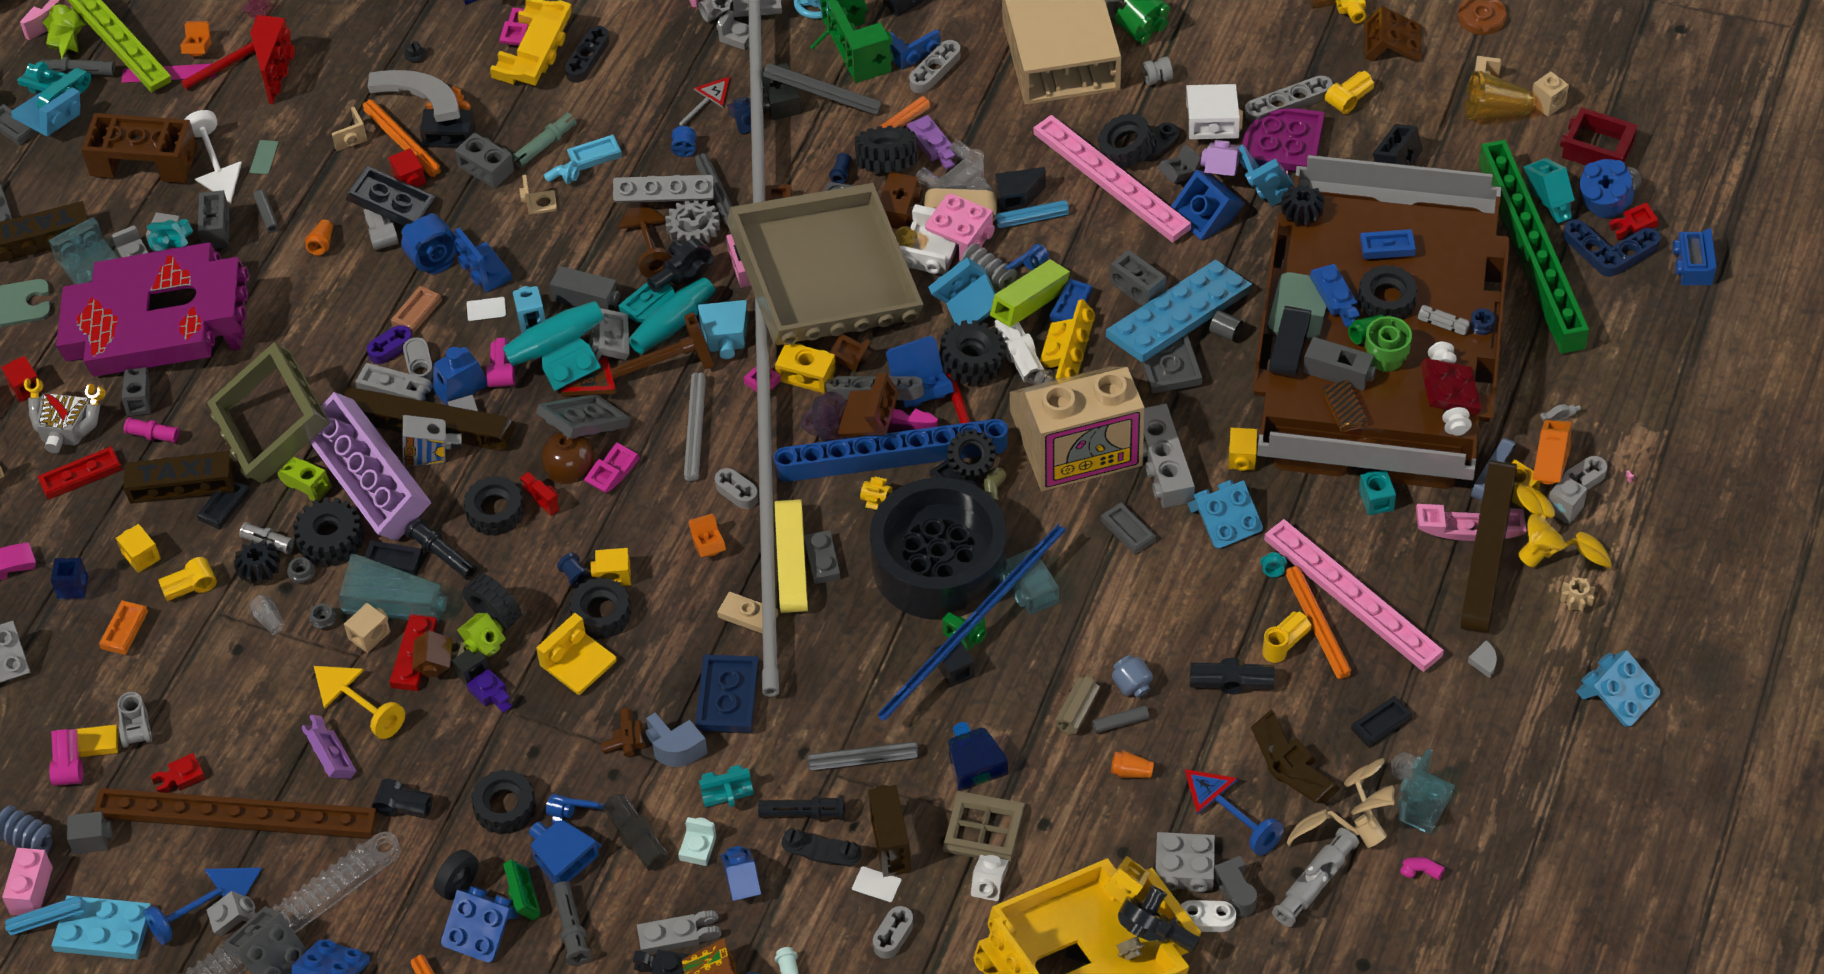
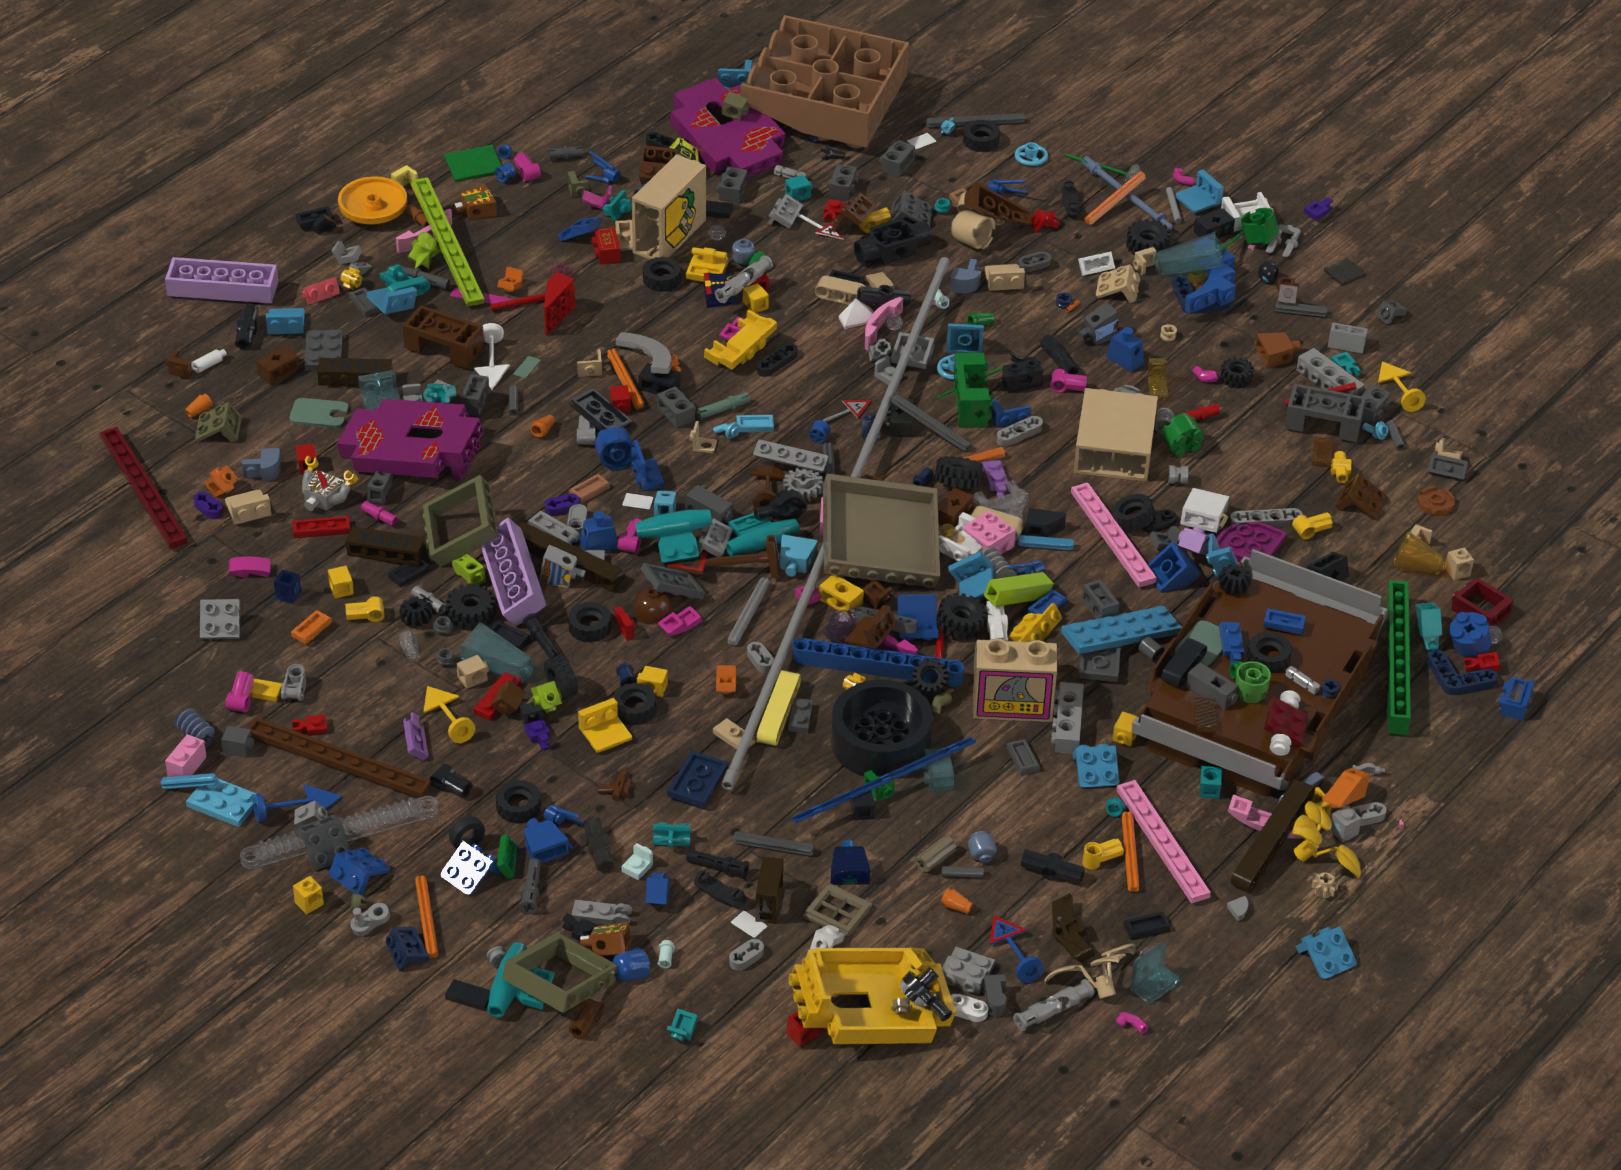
camera: 15 degrees right, 10 degrees down
(414, 52) = (657, 327): black piece -> none
(677, 746) = (649, 800): sand blue brick -> none

